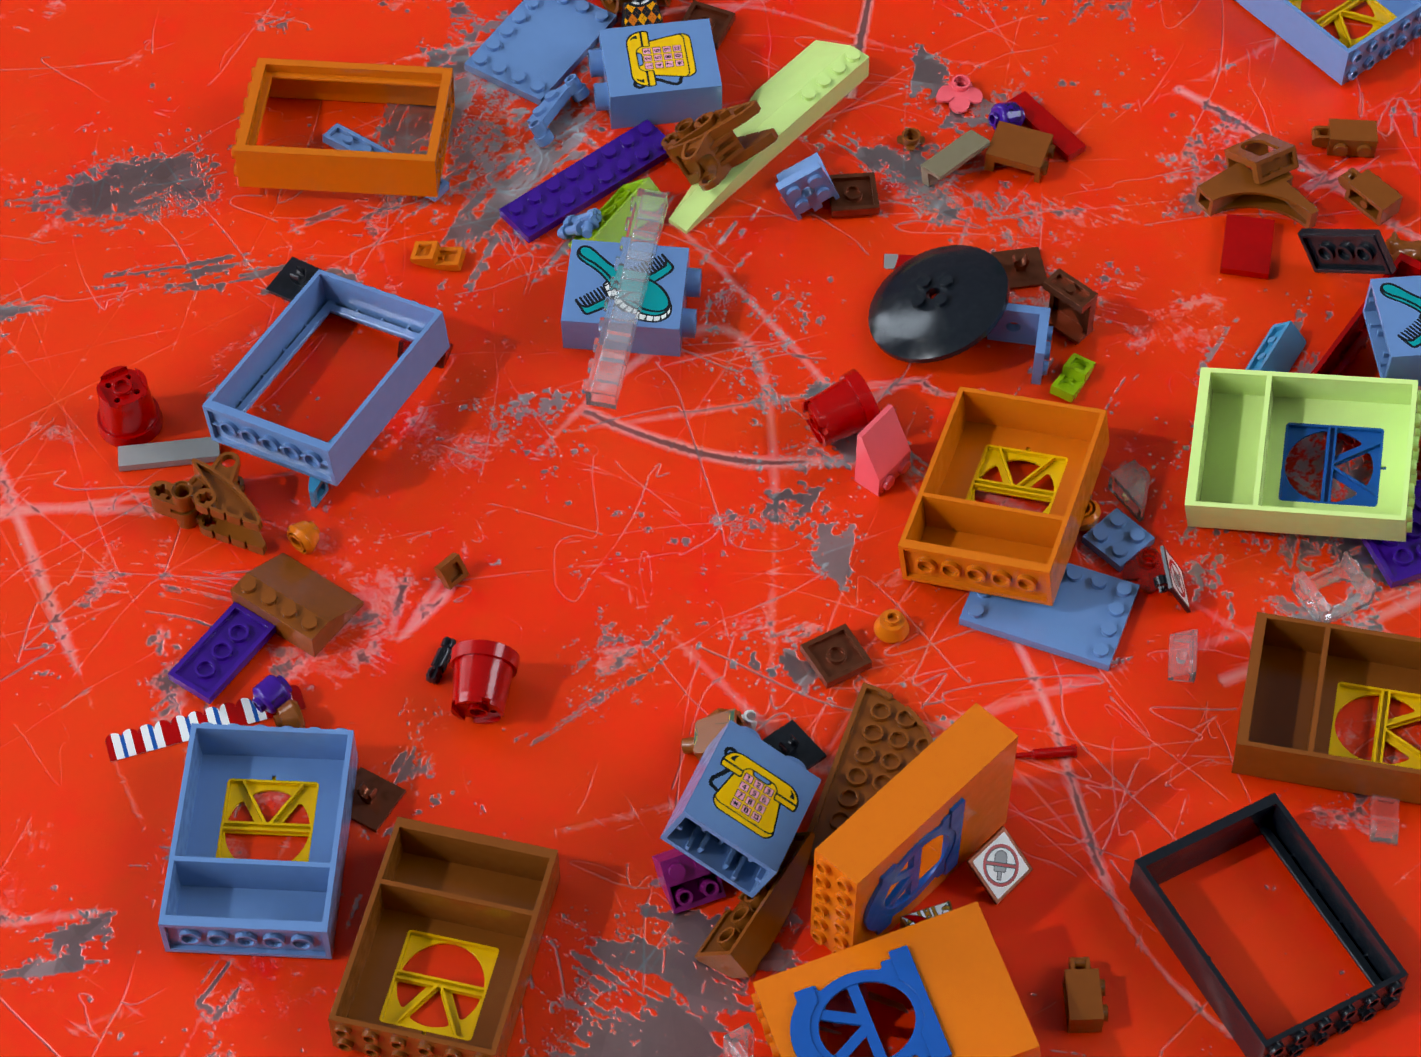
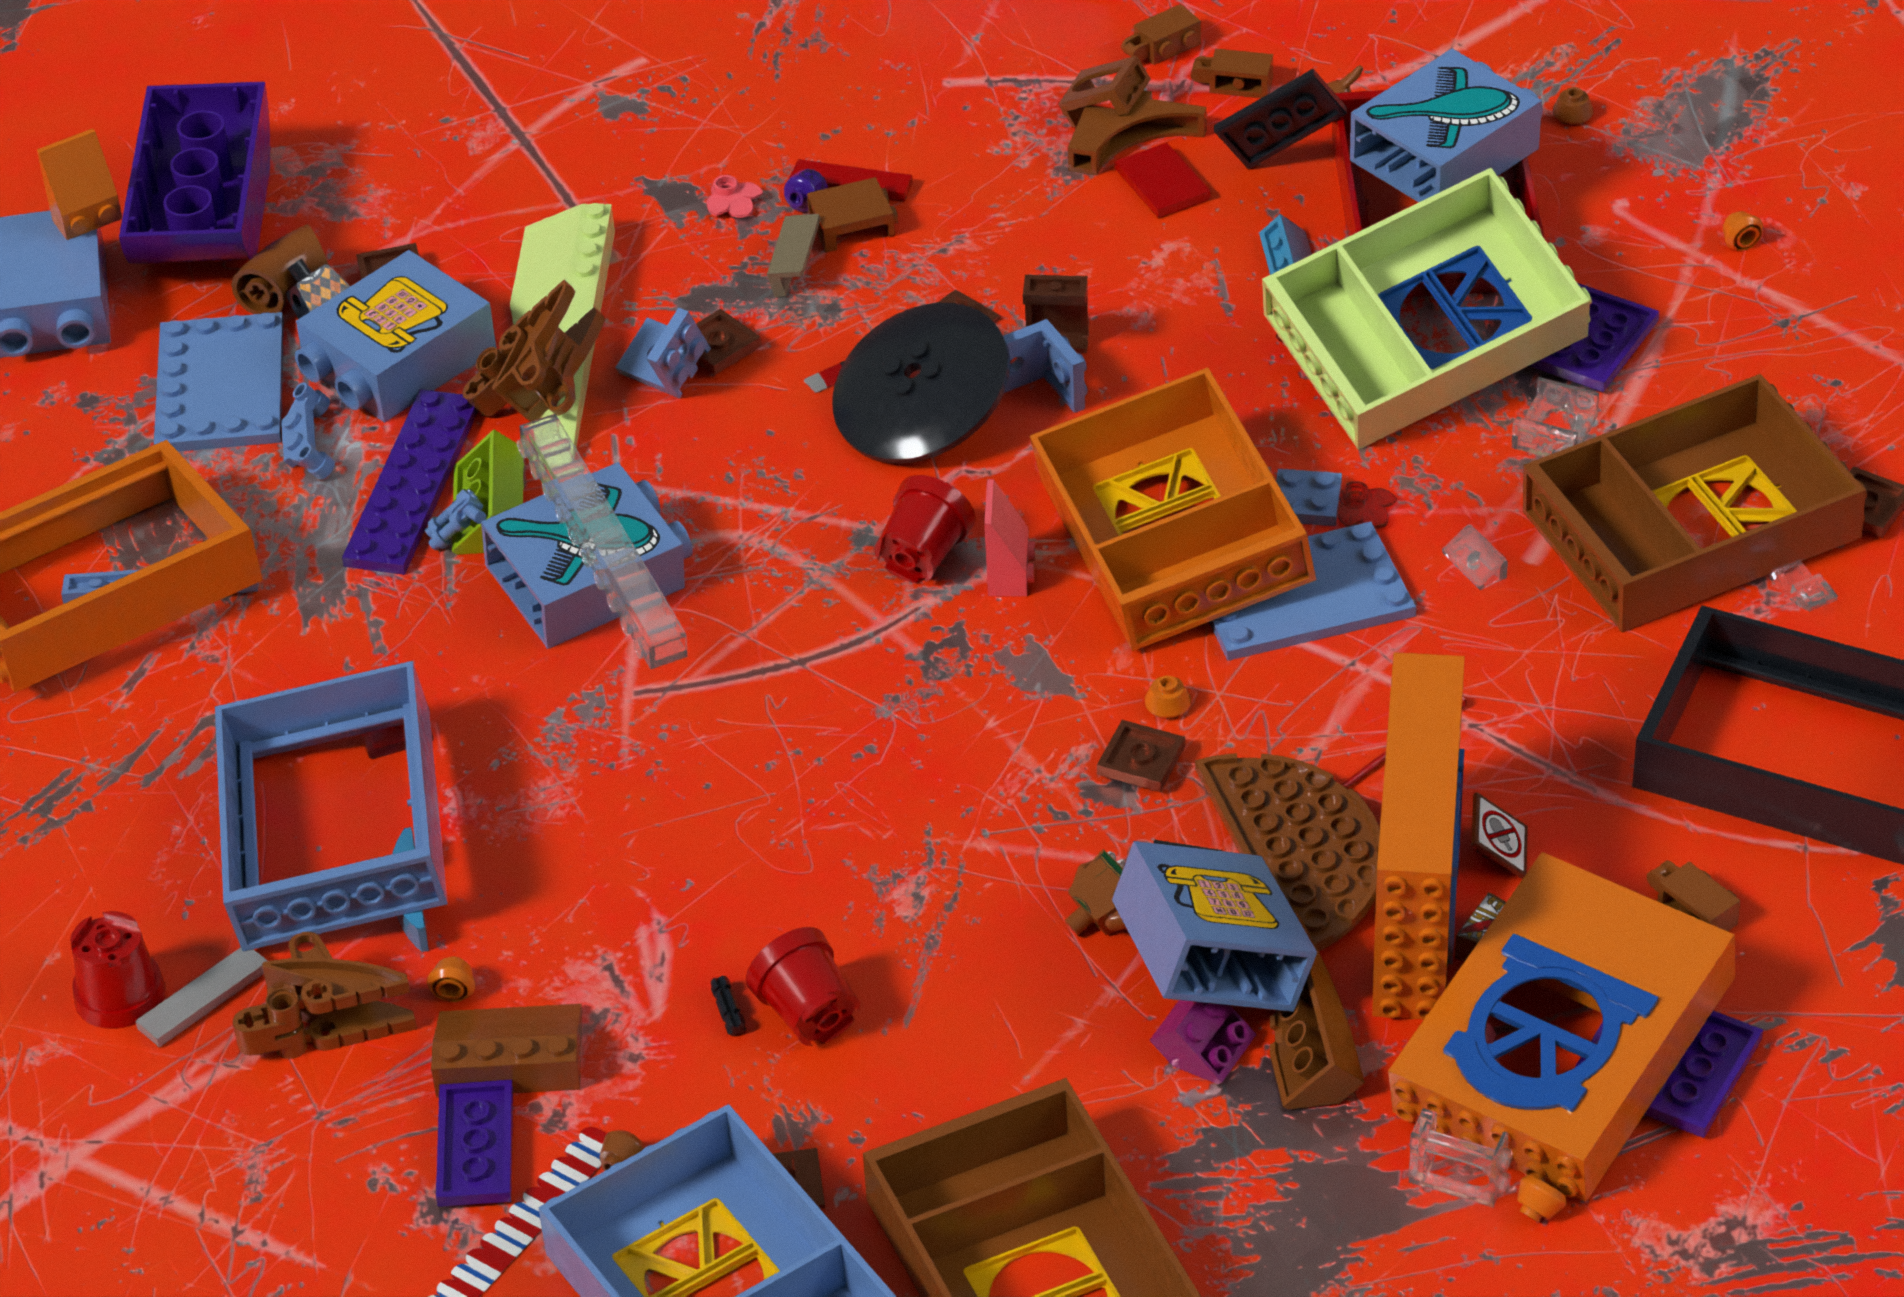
camera: 35 degrees left, 10 degrees down
(271, 693) = (579, 1143): dark purple head -> none
(292, 279) = (179, 751): black piece -> none
(431, 255) = (308, 643): orange slope -> none
(451, 571) = (651, 916): dark orange tile -> none
(911, 138) = (724, 262): dark orange plate -> none
(1073, 377) = (1112, 380): lime slope -> none
(1131, 487) = (1280, 442): clear slope -> none
(1172, 580) = (1402, 495): piece -> none

